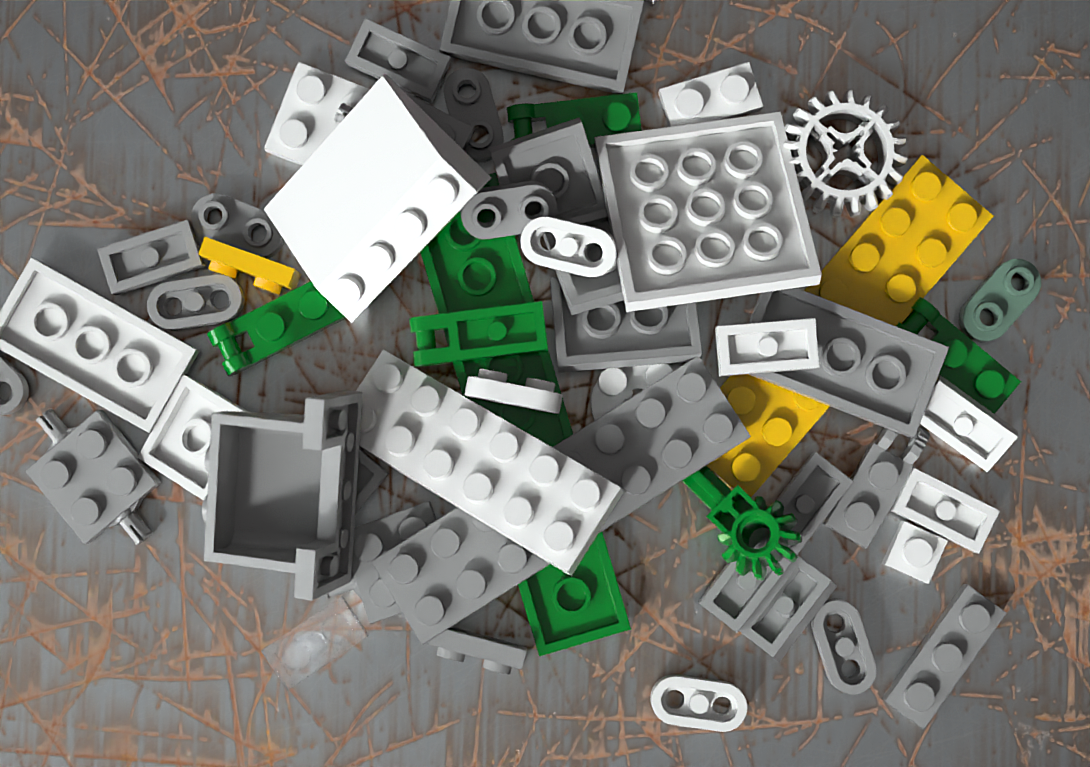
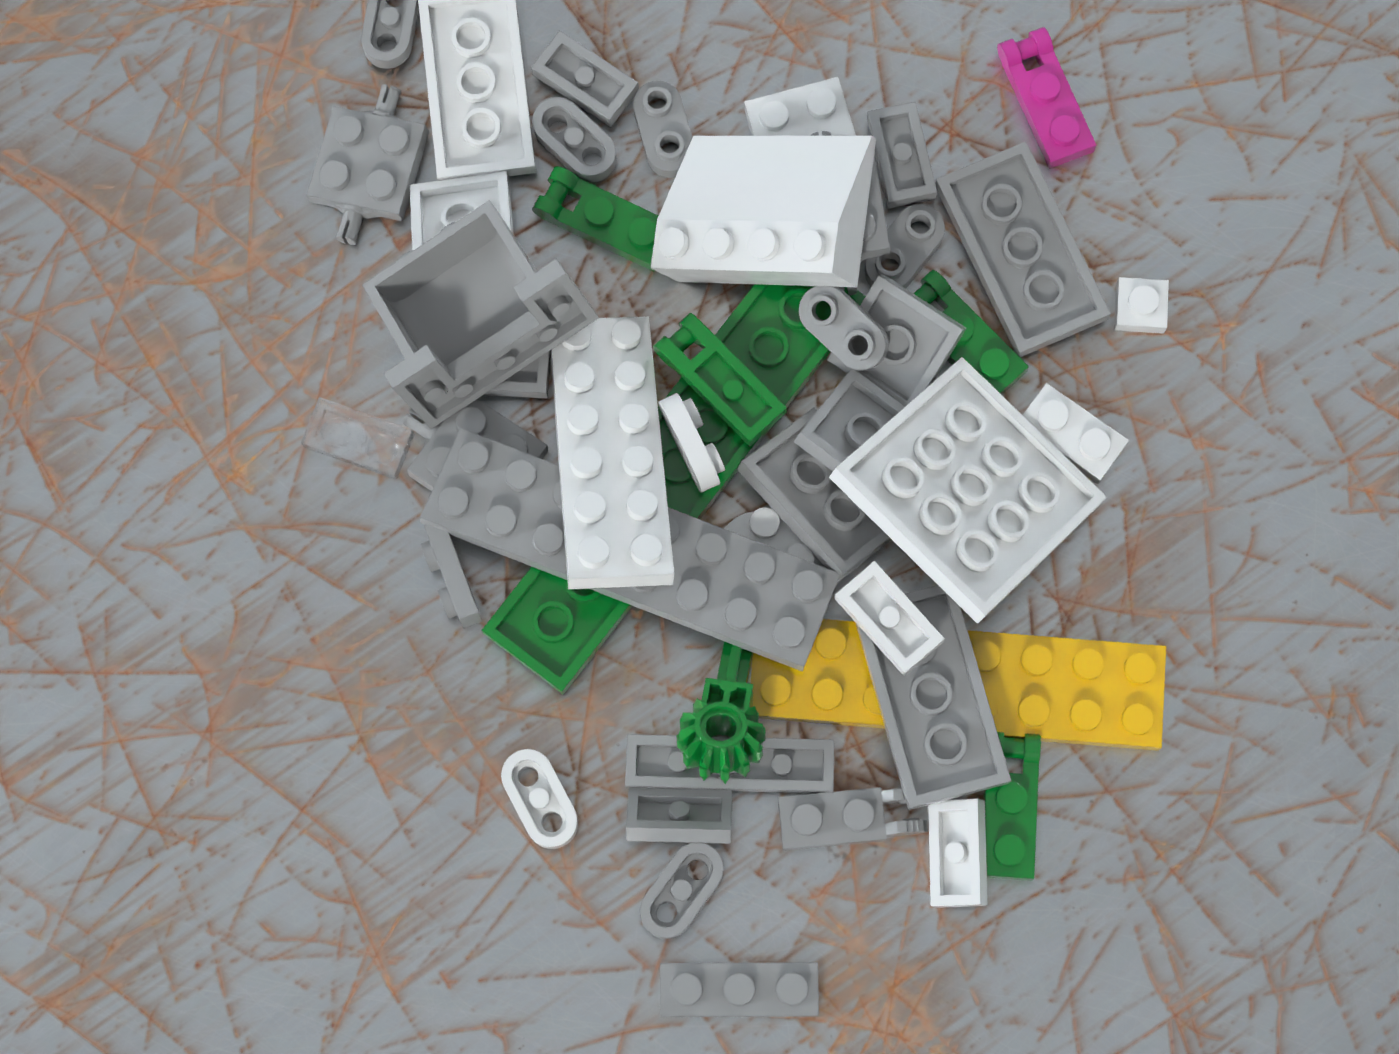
camera: 60 degrees right, 10 degrees down
(267, 273) = (630, 140): yellow plate -> none
(570, 247) = (850, 396): white plate -> none
(859, 168) = (1132, 576): white gear -> none
(914, 552) = (812, 896): white plate -> none
(945, 510) = (868, 893): white plate -> none
(1001, 299) = (1093, 810): sand green plate -> none

